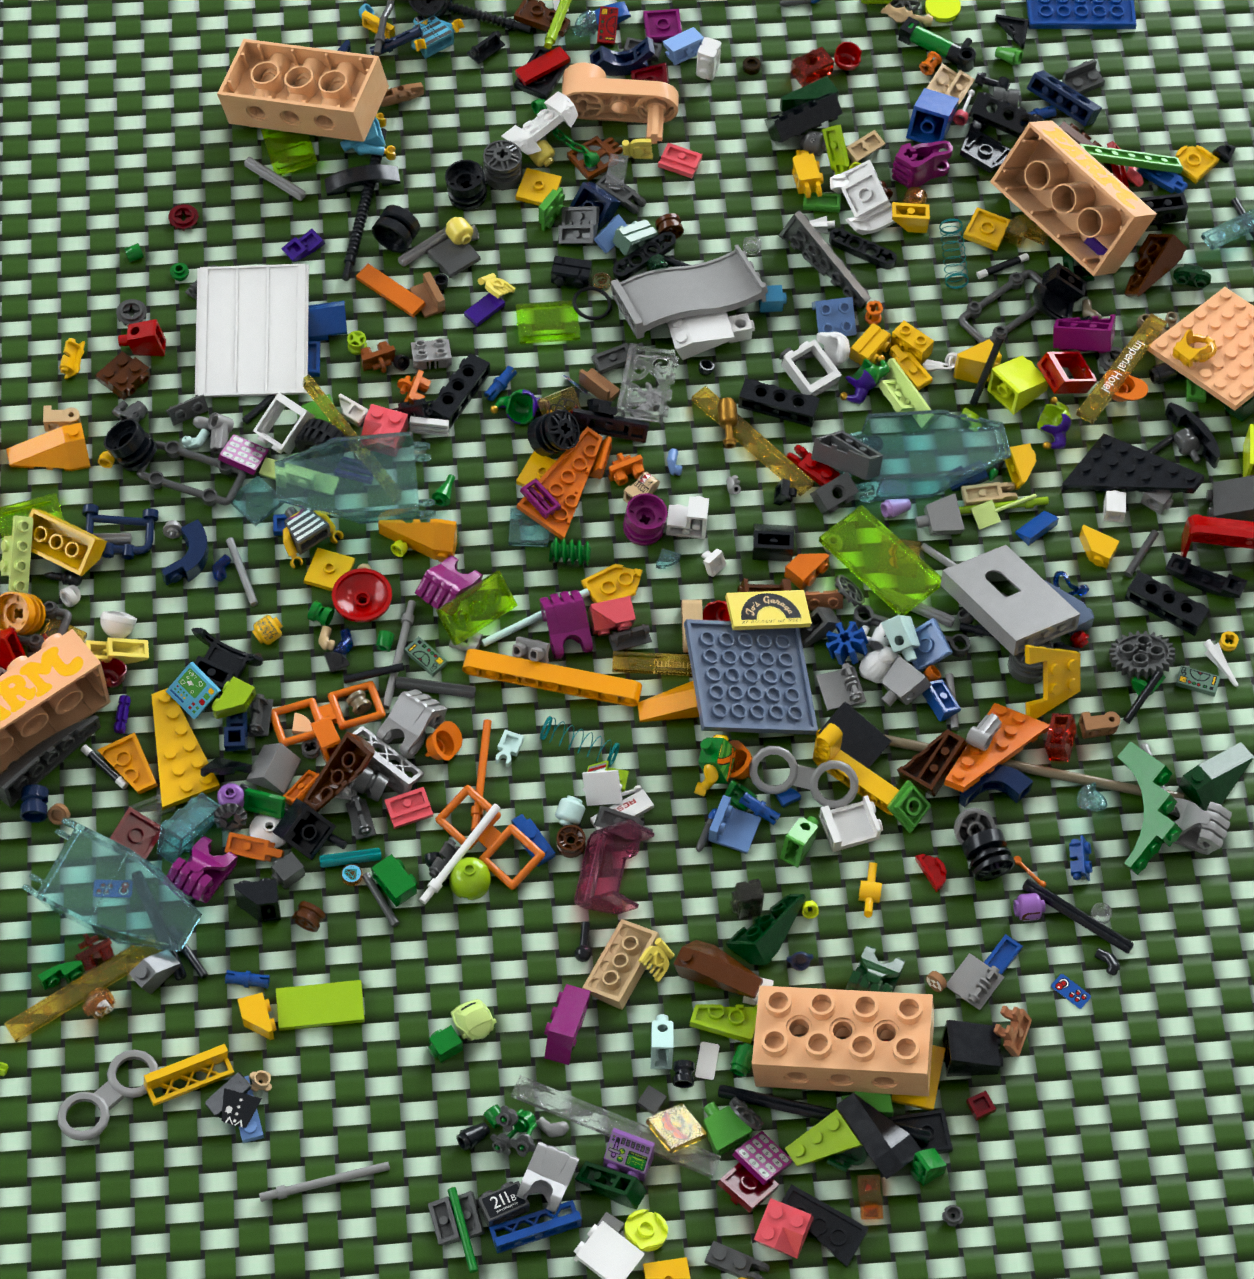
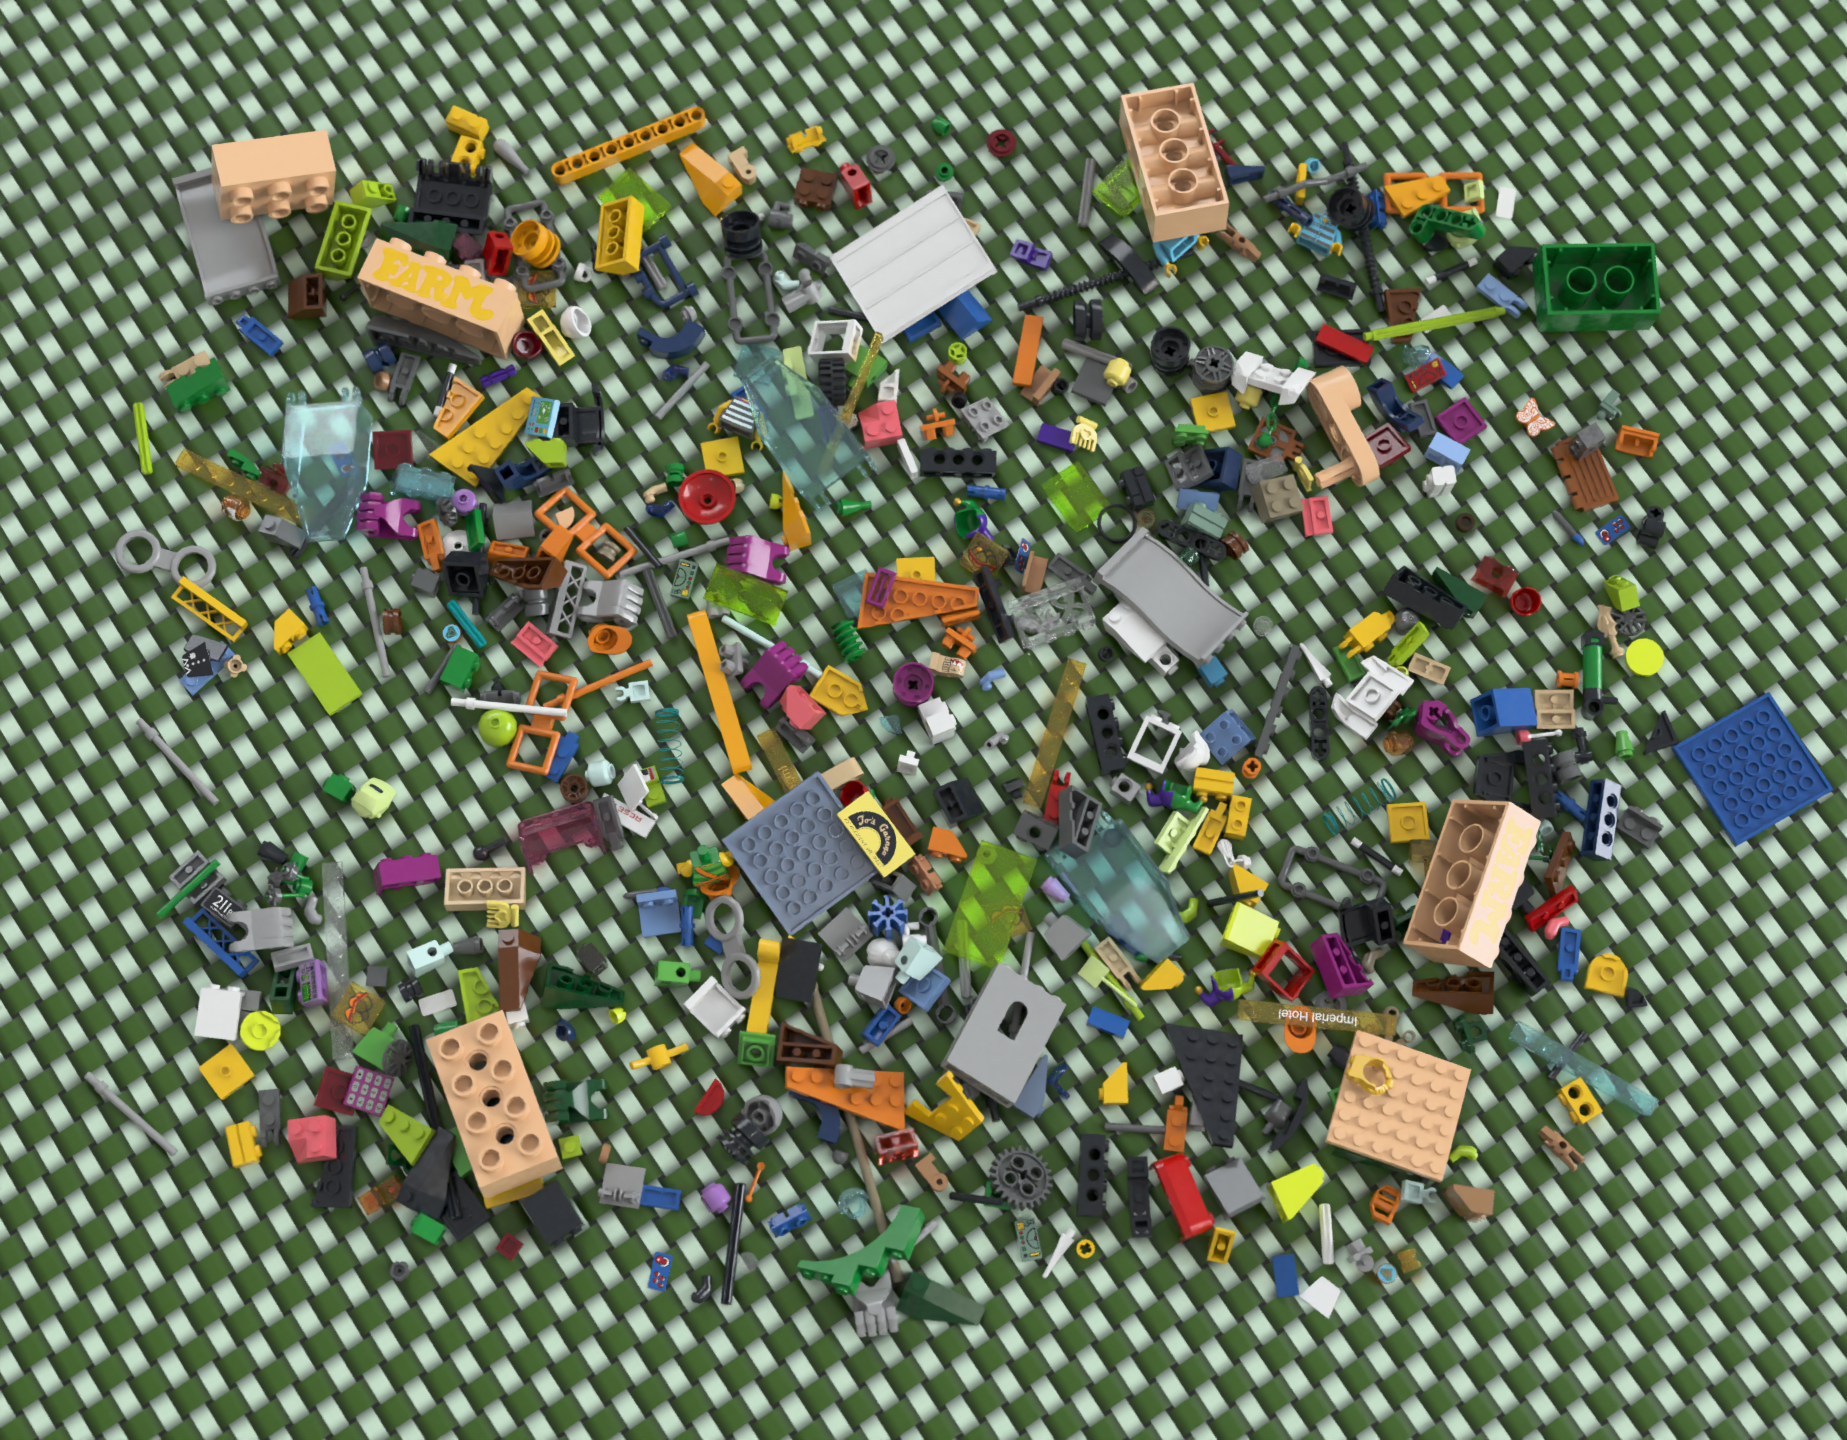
camera: 60 degrees right, 15 degrees up
(17, 554) = (588, 212): yellowish green bracket -> none
(67, 793) = (403, 376): none -> dark grey hinge
(194, 961) = (312, 556): black bar -> none
(243, 454) = (789, 327): tile -> none
(257, 926) = (367, 587): none -> light grey bar
(259, 899) = (385, 576): black slope -> none
(267, 629) = (635, 441): yellow head -> none
(335, 661) = (638, 511): black tile -> none
(420, 408) = (913, 436): black hinge -> none
(553, 433) = (951, 553): black wheel -> none
(590, 1164) = (291, 957): none -> light grey tile
(601, 406) = (1006, 588): black slope -> none
(649, 175) = (1277, 498): none -> dark tan brick
(671, 1002) = (469, 946): none -> dark grey cone
(728, 419) = (1058, 700): pearl gold piece -> none
(837, 405) = (1128, 796): none -> light grey brick
(850, 590) = (942, 893): dark grey wheel -> none
(895, 184) = (1405, 716): none -> green plate
(911, 216) = (1373, 747): yellow slope -> none
(1016, 1032) = (592, 1244): nougat plate -> none
(1044, 790) = (839, 1156): none -> dark grey hinge
(1079, 639) = (1010, 1115): red plate -> none
(1134, 159) = (1560, 914): bright green tile -> none
(1154, 520) = (1175, 1126): none -> orange hinge

